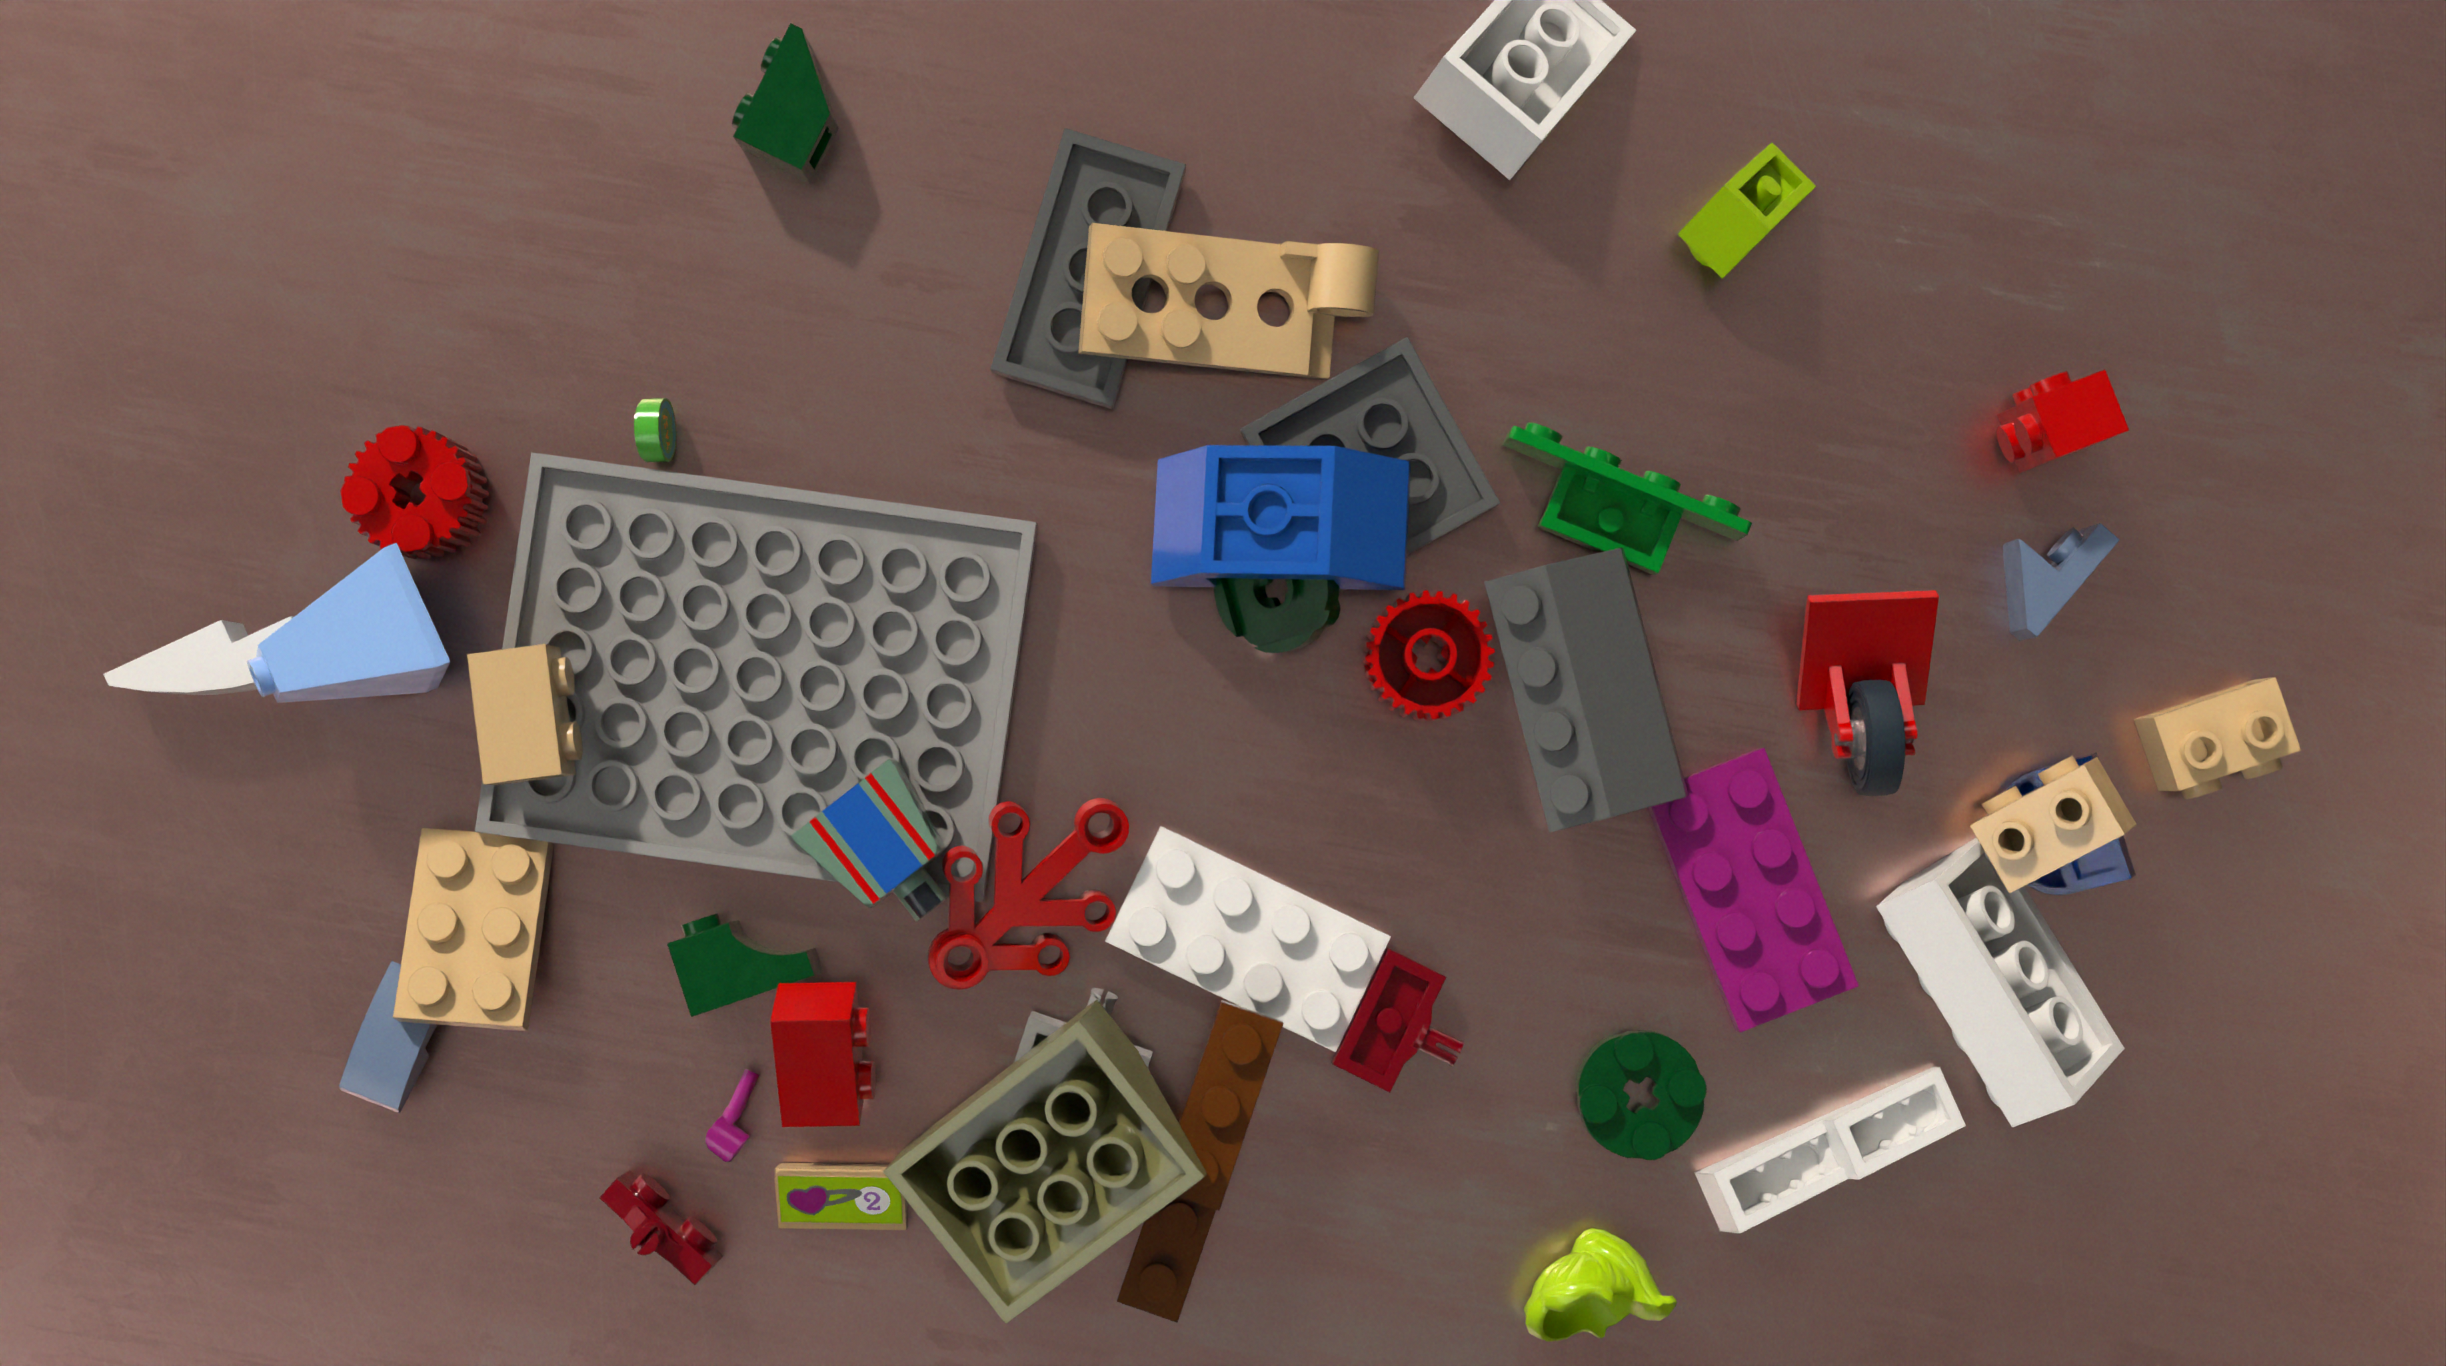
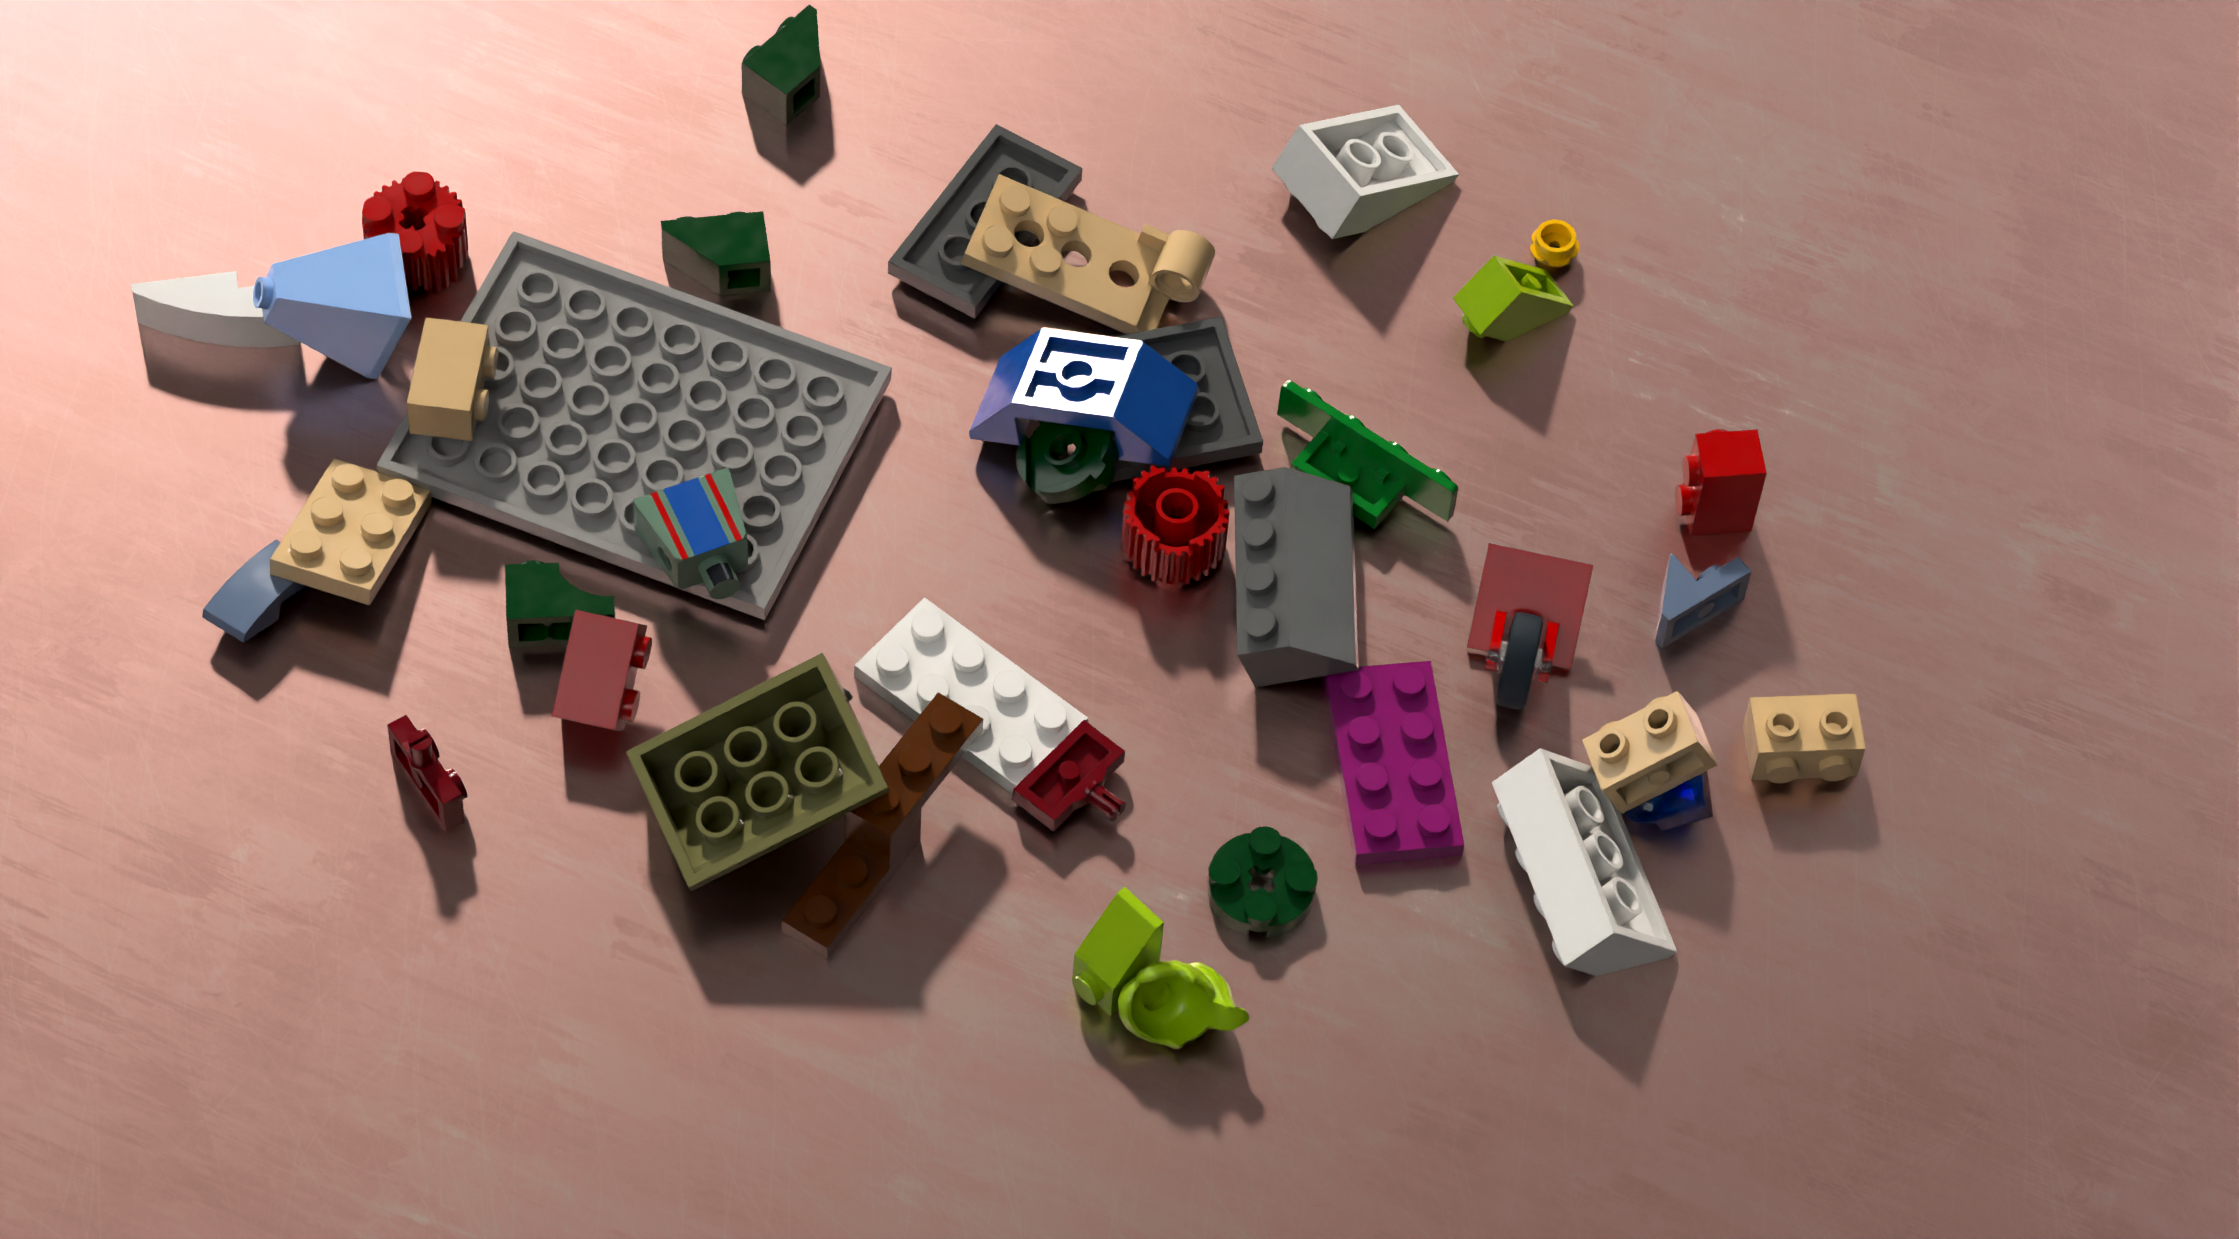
camera: 10 degrees right, 30 degrees down
(655, 430) = (613, 241): bright green tile -> none
(724, 1136) = (499, 727): magenta hand -> none
(792, 408) = (720, 251): none -> dark green slope
(838, 1197) = (580, 791): slope -> none
(1021, 901) = (797, 614): red plant -> none
(1508, 1262) = (1116, 950): none -> lime slope
(1778, 90) = (1557, 234): none -> yellow plate
(1829, 1151) = (1424, 961): white slope -> none

